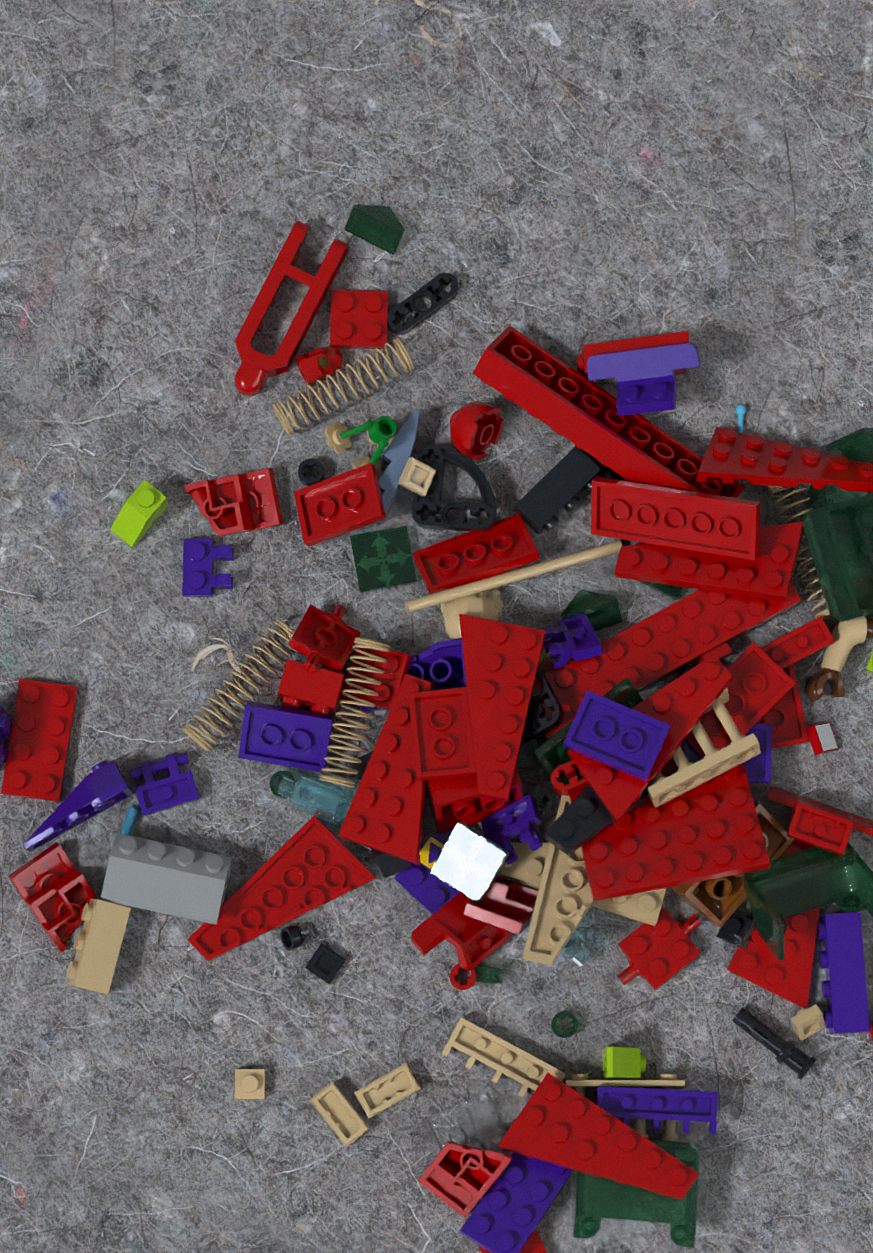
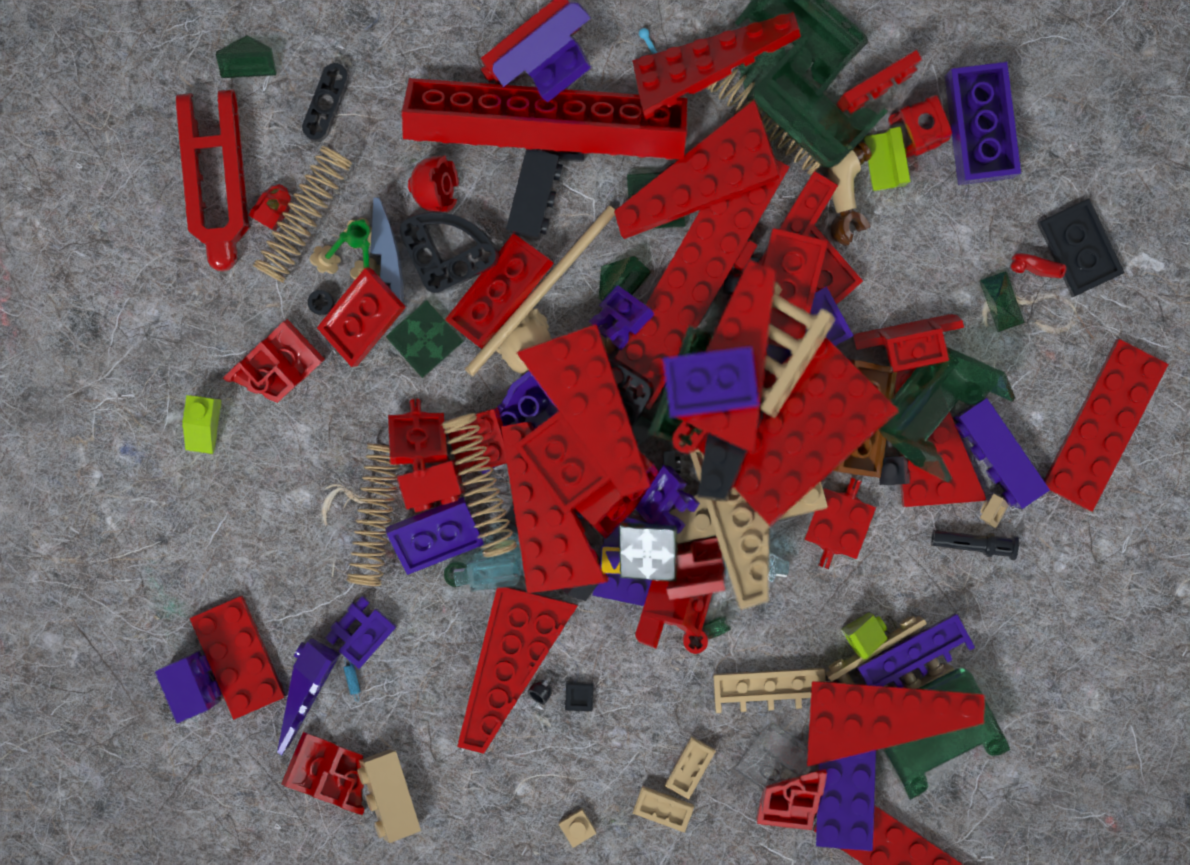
camera: 30 degrees left, 10 degrees up
(166, 878) = (409, 710): light grey slope -> none
(198, 567) = (278, 438): dark purple plate -> none
(359, 319) = (280, 148): red plate -> none
(417, 476) = (410, 254): tan tile -> none
(567, 1033) = (793, 624): clear green bush -> none
(675, 518) = (647, 161): red plate -> none
(822, 738) = (872, 271): tile -> none

